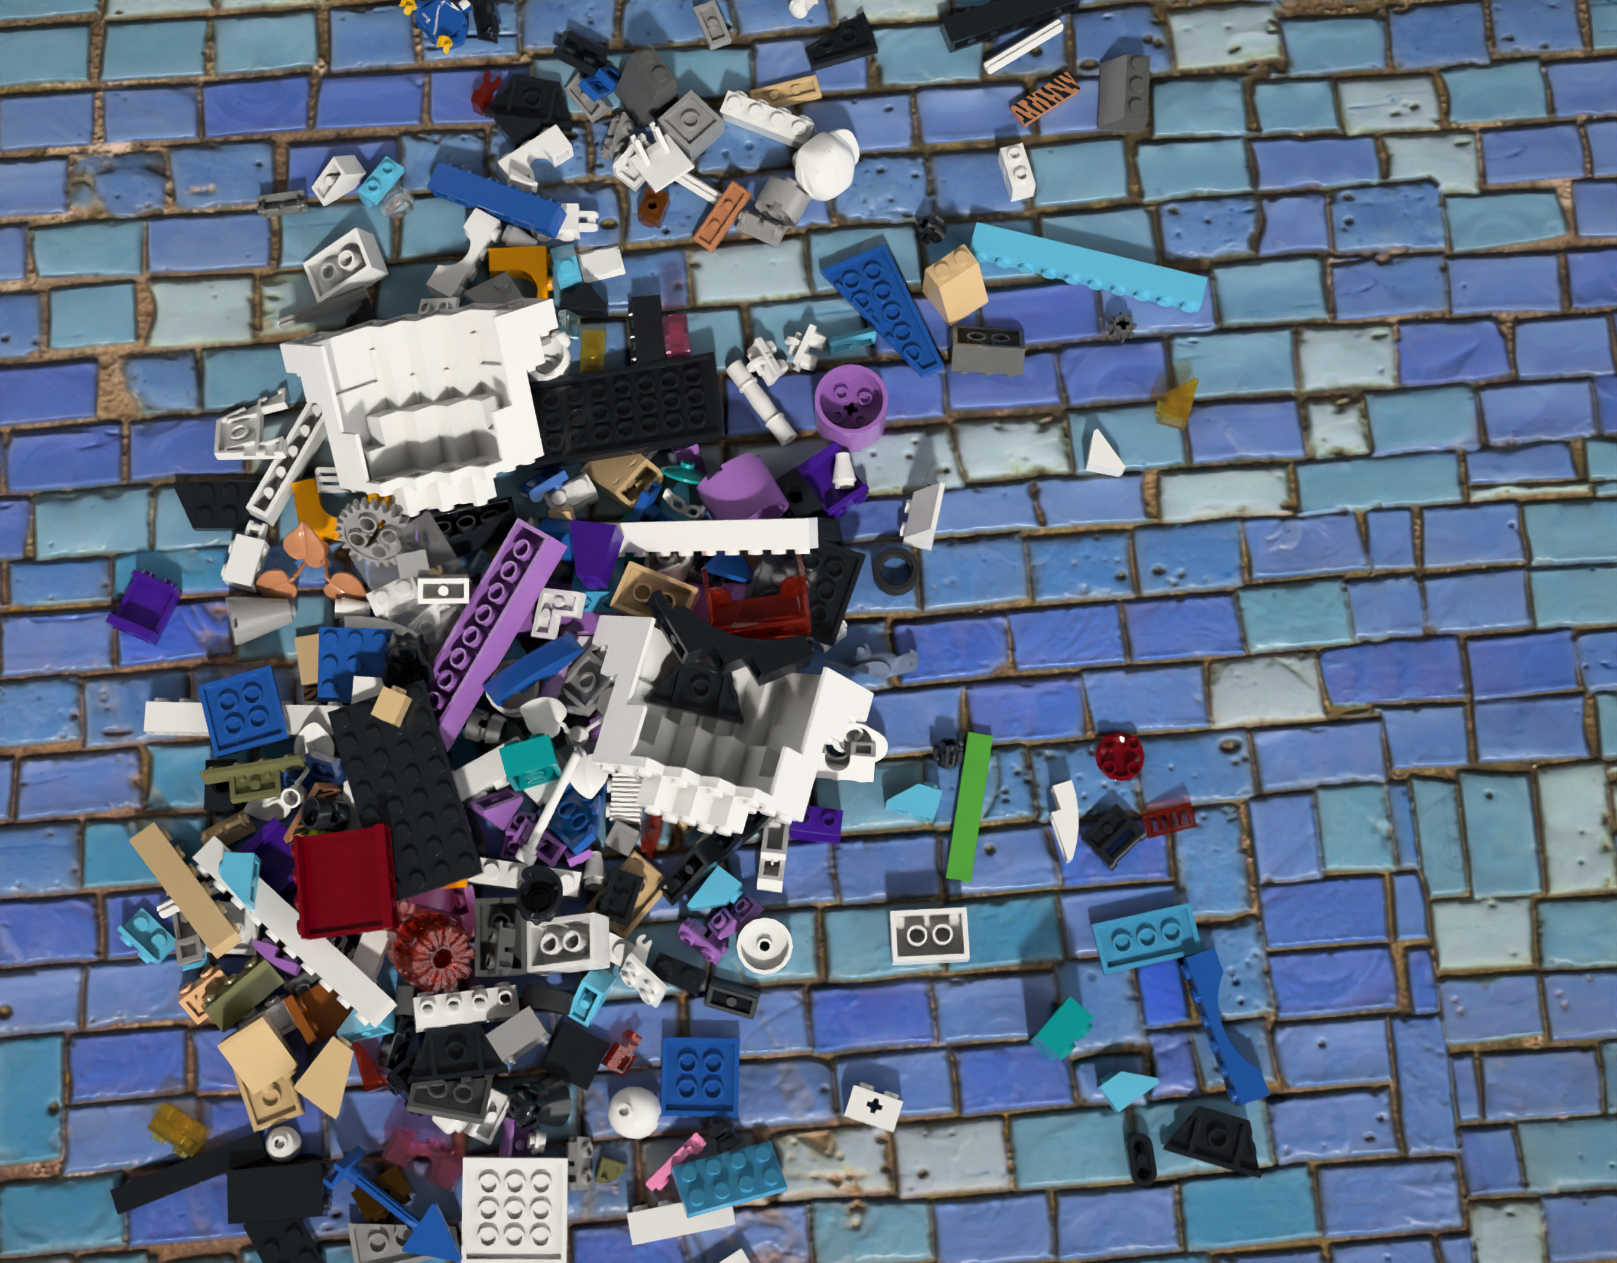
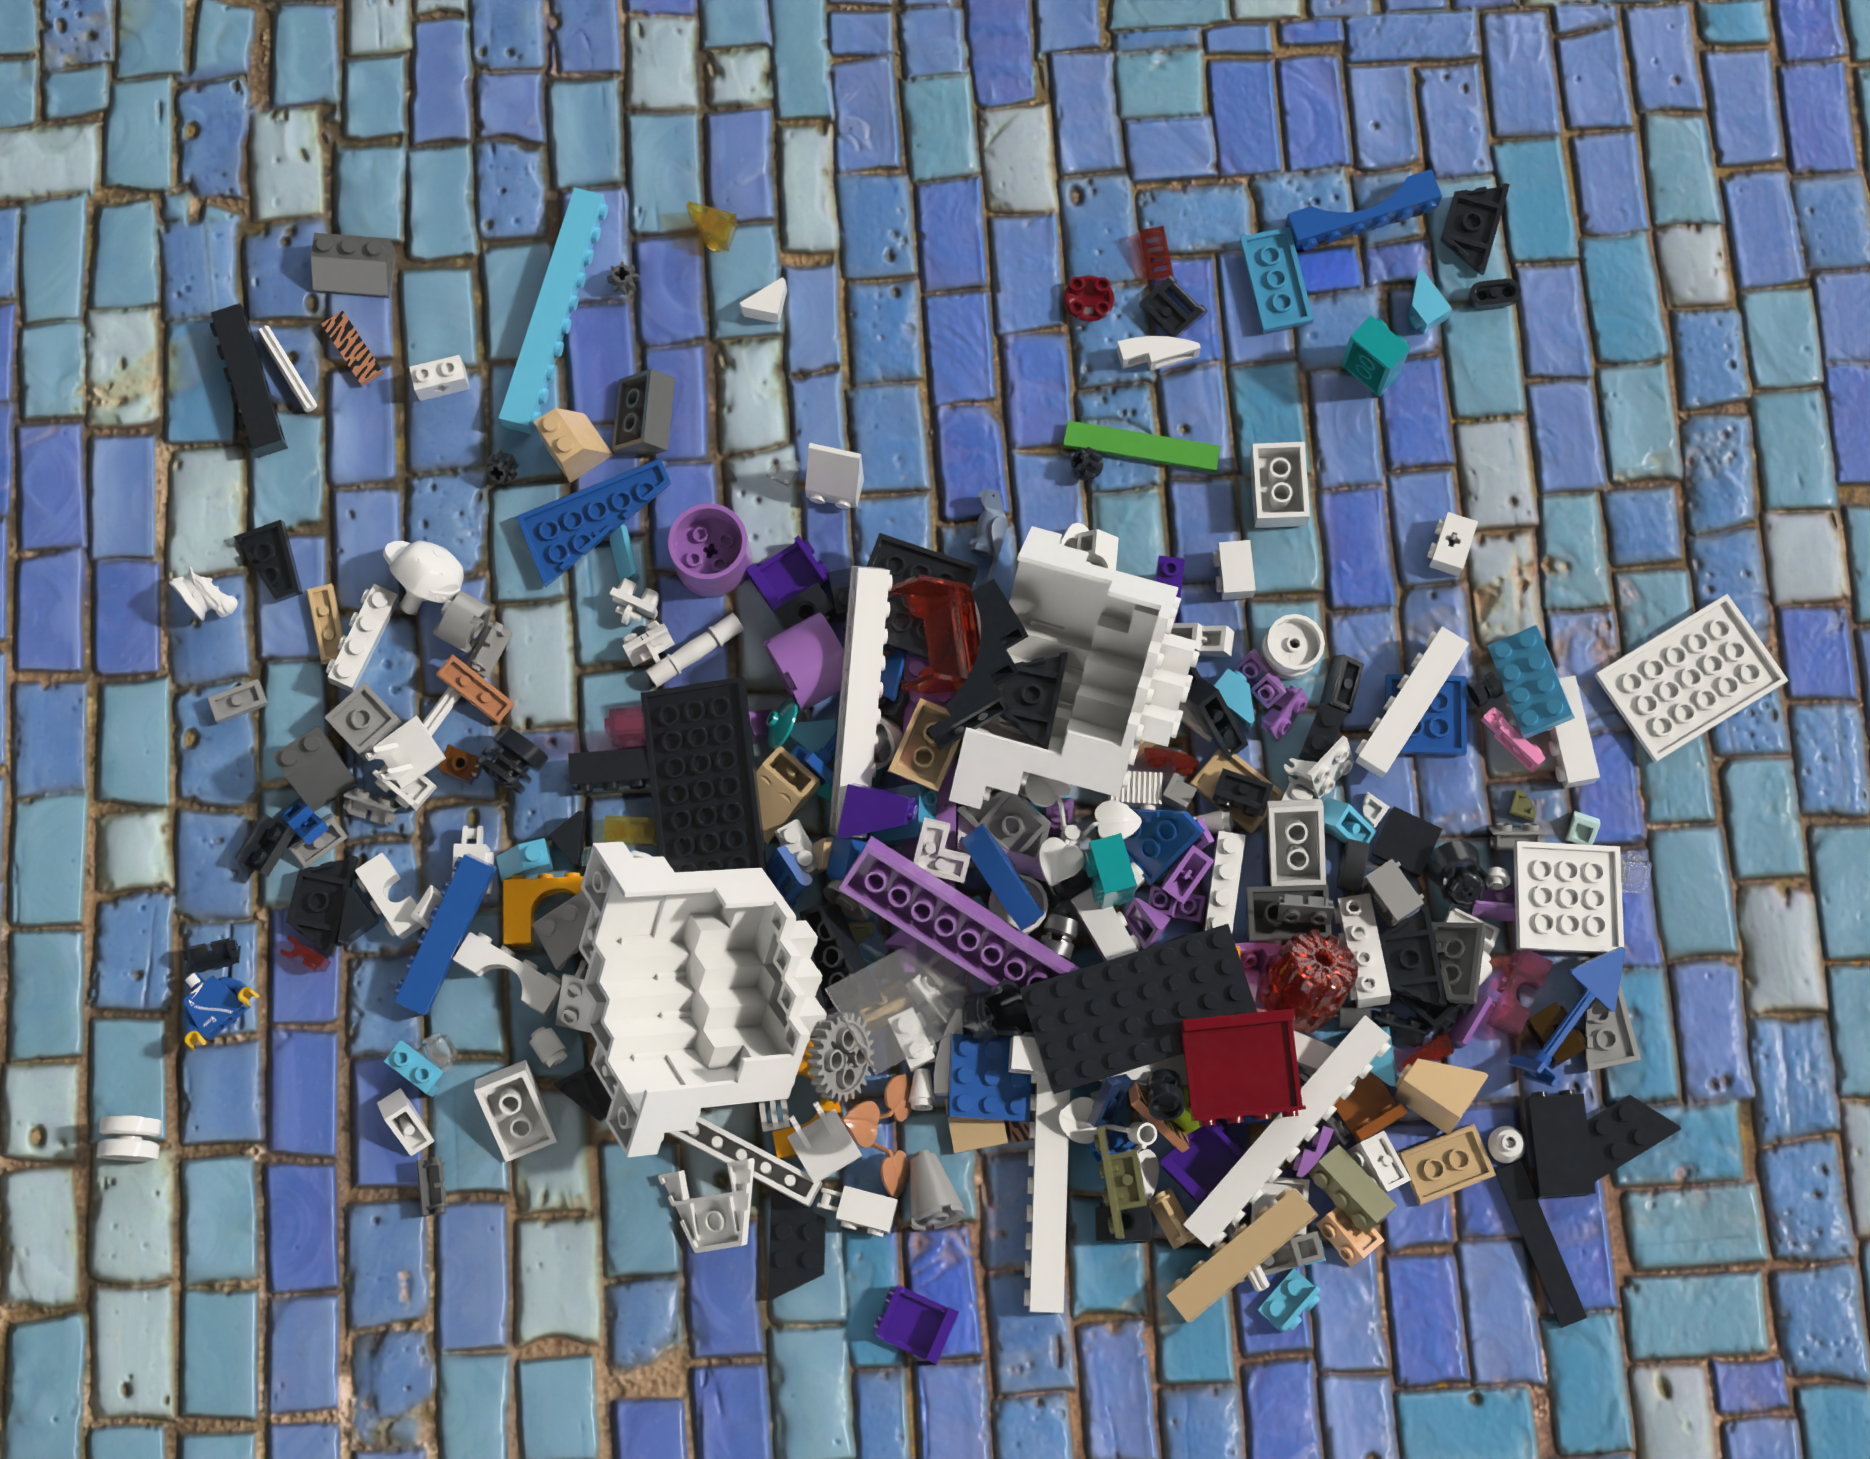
camera: 85 degrees left, 0 degrees up
(179, 1130) = (1497, 1254): clear yellow brick -> none
(242, 875) = (1232, 1186): medium azure slope -> none
(243, 711) = (1045, 1196): blue plate -> none
(259, 1054) = (1417, 1164): tan slope -> none
(292, 511) = (823, 1145): none -> white plate
(323, 308) = (562, 1135): light grey axle -> none
(391, 705) = (1052, 1016): tan brick -> none
(395, 1107) = (1467, 1024): none -> medium lavender slope
(399, 291) = (548, 1046): none -> white brick
(412, 564) = (887, 1004): light grey panel -> none
(443, 589) = (915, 972): white brick -> none
(516, 237) = (489, 915): white cone -> none
(528, 852) = (1200, 884): white piece -> none
(539, 895) = (1252, 863): black hat -> none
(587, 1230) = (1582, 829): none -> light aqua slope
(601, 263) = (520, 822): white piece -> none
(607, 1025) = (1373, 809): none -> white tile
(620, 1055) = (1405, 792): clear red plate -> none
(634, 1112) = (1464, 778): white cylinder -> none
(654, 248) = (512, 759): none -> black wheel
(670, 498) = (827, 707): white cap -> none
(708, 1060) = (1411, 702): none -> white brick
(842, 892) = (1235, 570): none -> white brick
(843, 471) = (778, 562): white cone -> none
(901, 553) = (886, 494): black tyre -> none
(917, 802) = (1137, 494): medium azure slope -> none

